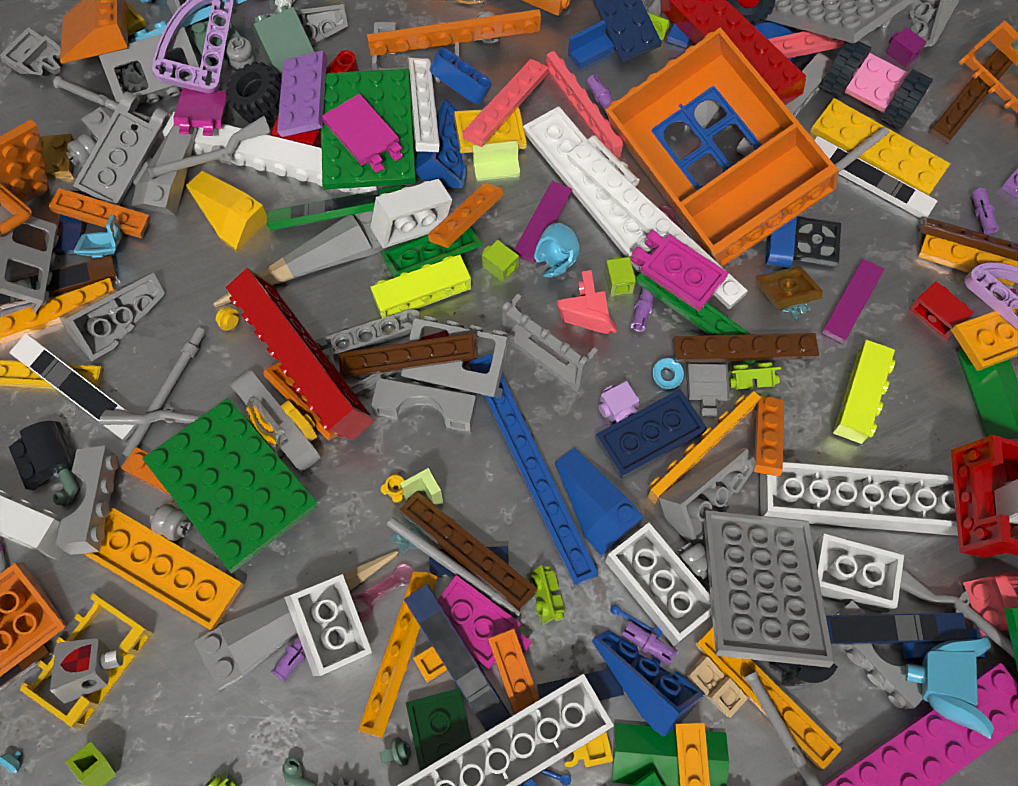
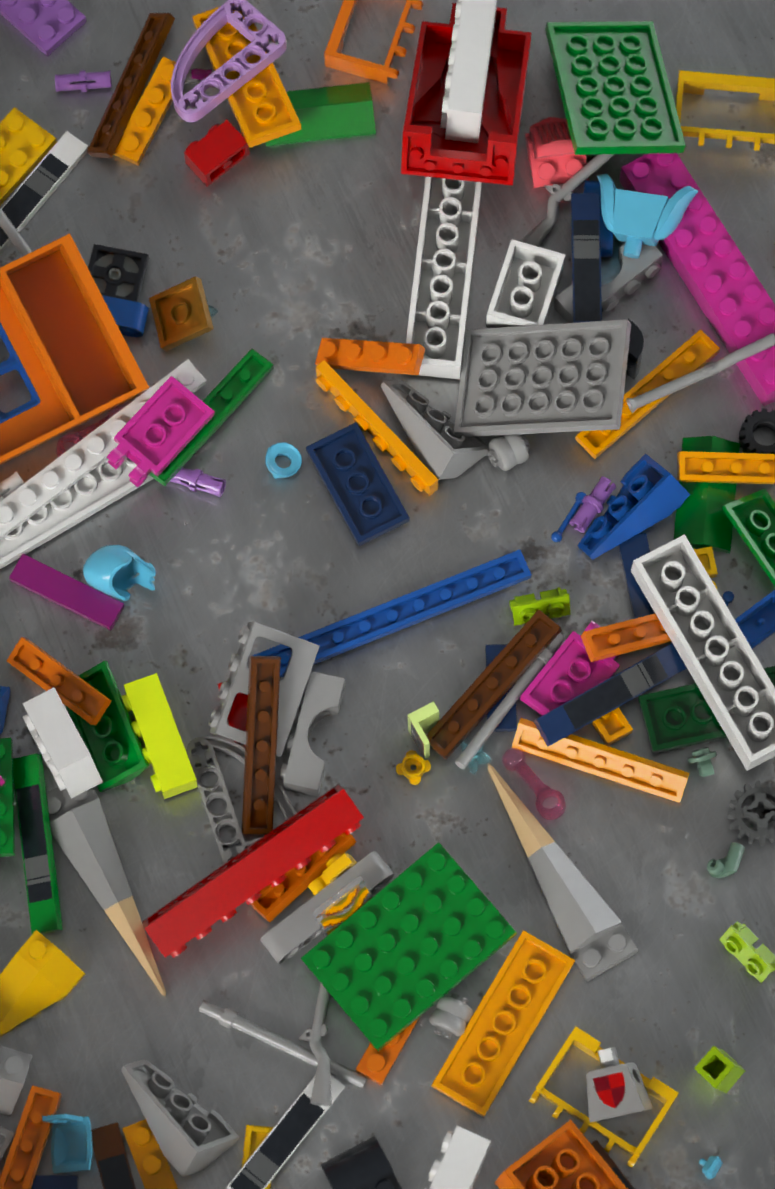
camera: 85 degrees left, 5 degrees up
(68, 490) = (405, 1144): sand green arm -> none
(85, 527) = (462, 1106): light grey arch -> none
(227, 318) = (188, 972): yellow plate -> none
(289, 661) = (600, 870): medium lavender pin -> none
(328, 625) = (575, 826): white brick -> none
(500, 260) = (124, 643): lime brick -> none
(522, 329) = (258, 587): light grey hinge -> none
(589, 309) = (203, 535): coral piece -> none
(600, 506) = (444, 544): blue wedge -> none
(618, 402) = (320, 516): lavender brick -> none
(619, 276) = (152, 504): lime brick -> none
(661, 583) = (533, 485): white brick -> none
(708, 384) = (298, 417): light grey piece -> none
(716, 686) = (637, 442): tan slope -> none
(745, 347) = (257, 371): reddish brown plate -> none
(764, 376) = (289, 354): lime hinge -> none
(852, 301) = (196, 246): magenta tile -> none
(864, 392) = (317, 250): neon yellow brick -> none

